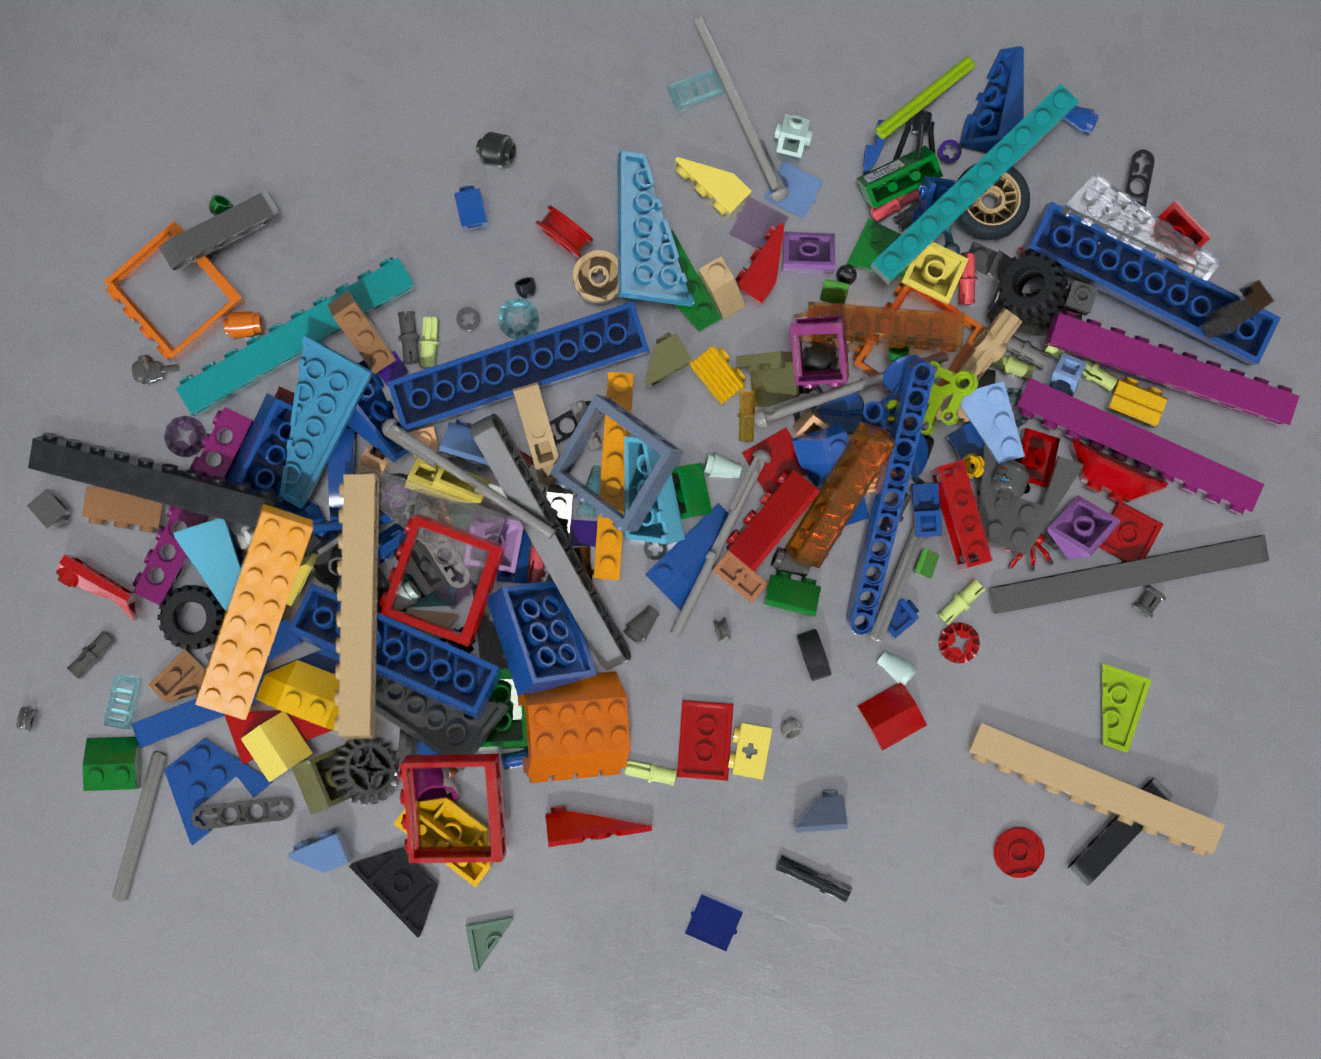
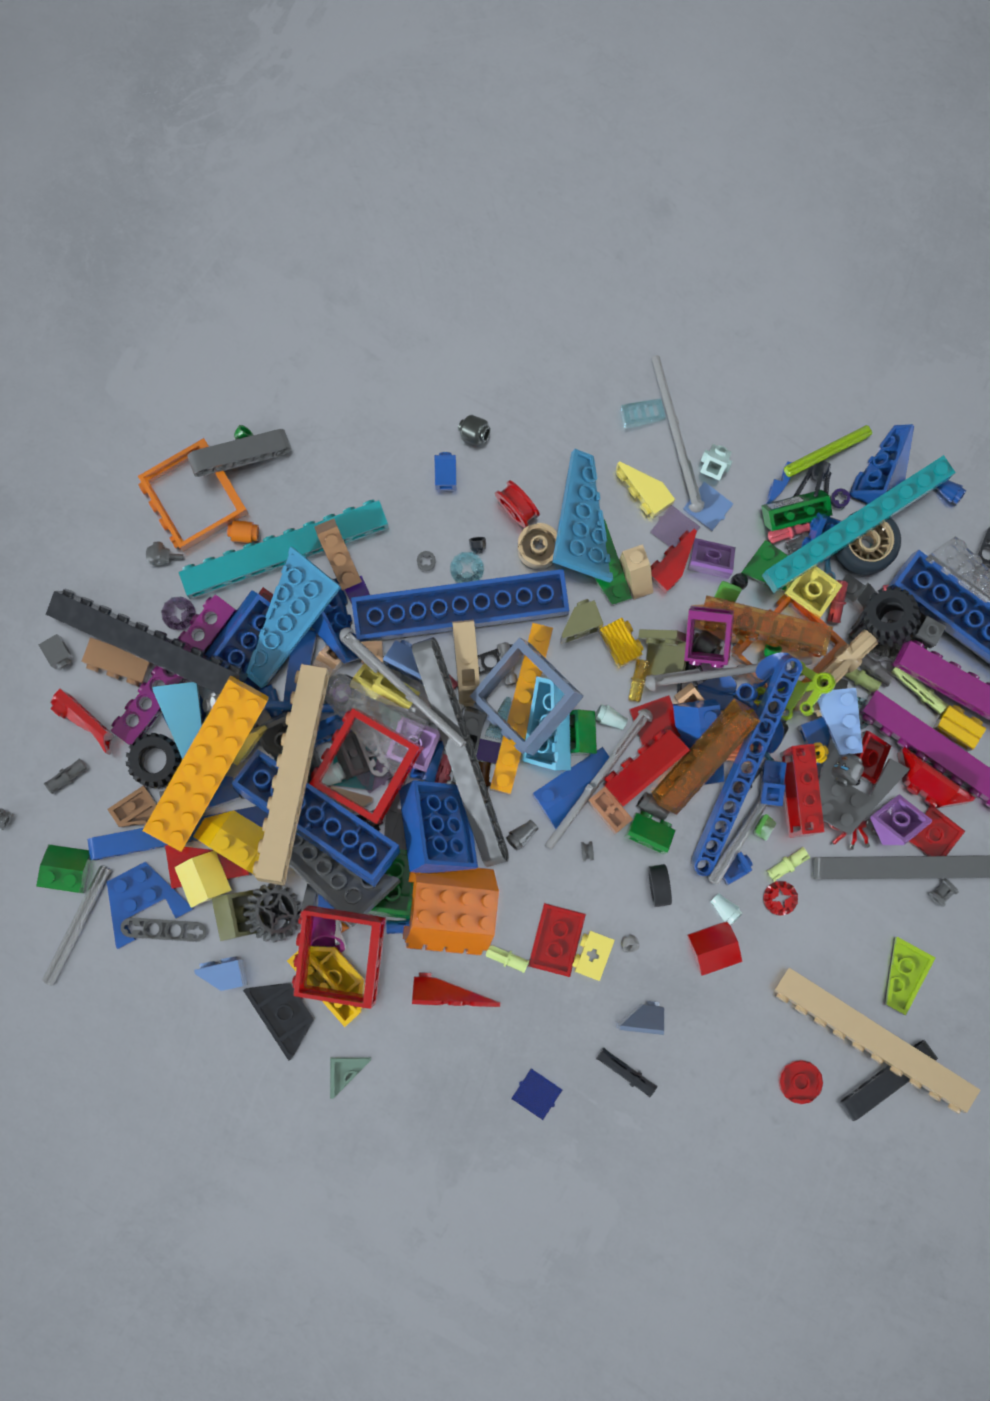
camera: 10 degrees right, 5 degrees down
(108, 719) = (90, 823): clear light blue slope -> none
(408, 337) = (375, 566): dark grey pin -> none
(429, 342) = (391, 573): yellowish green axle -> none
(649, 553) = (538, 777): dark grey bush -> none
(1068, 374) = (908, 693): light blue brick -> none

